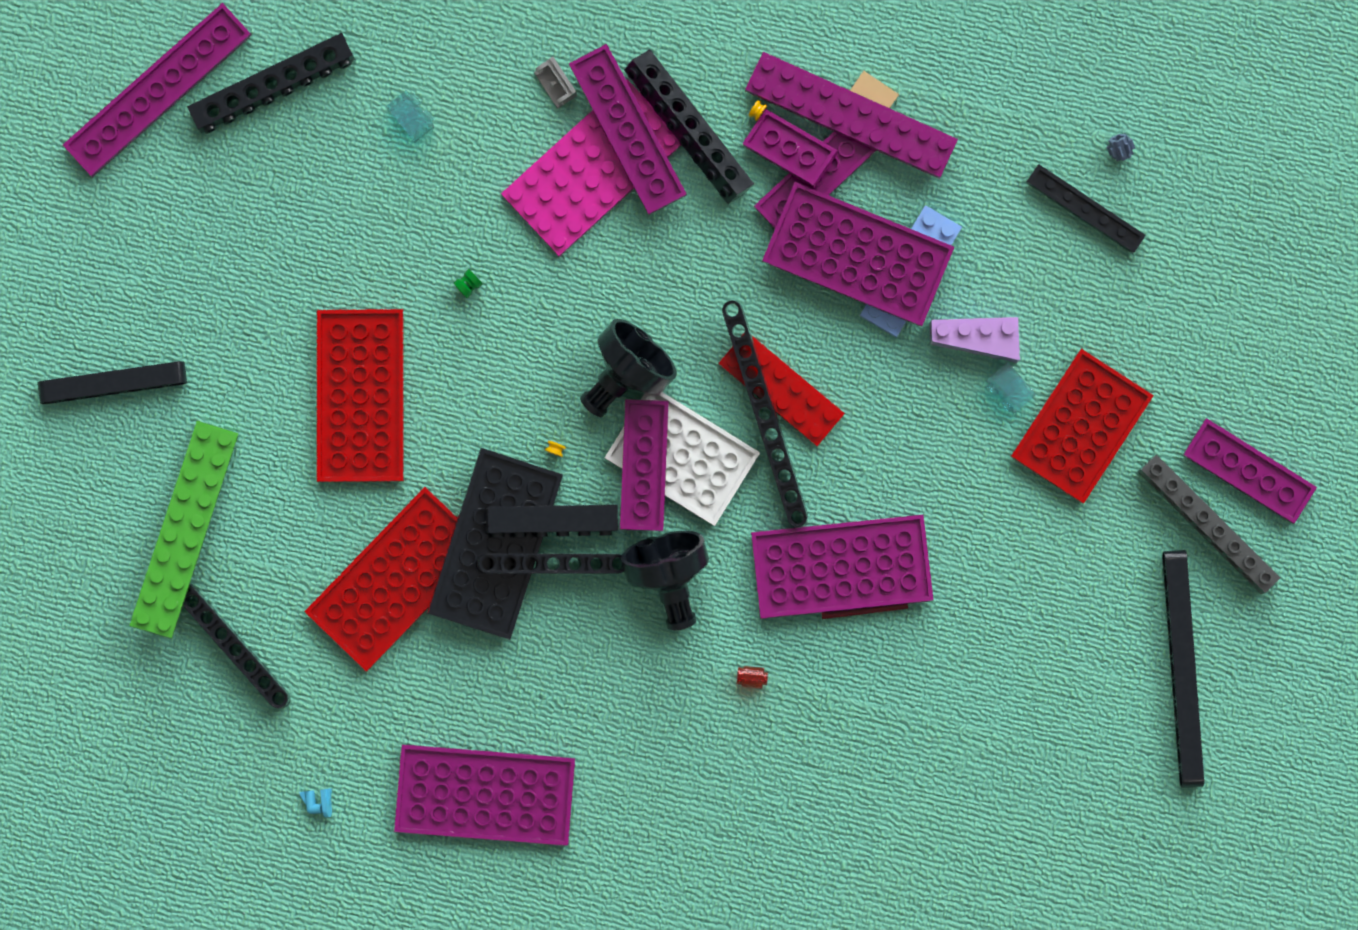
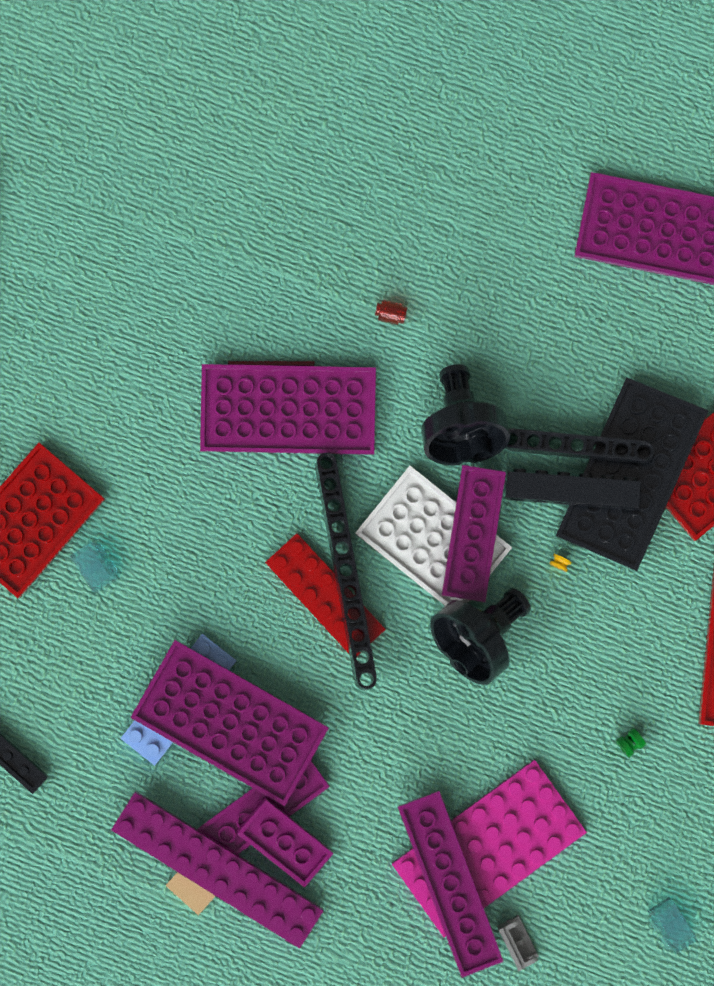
camera: 175 degrees left, 0 degrees up
(688, 126) = (386, 879): black brick -> none
(757, 110) = (313, 886): yellow bush -> none
(981, 336) = (114, 622): lavender wedge -> none

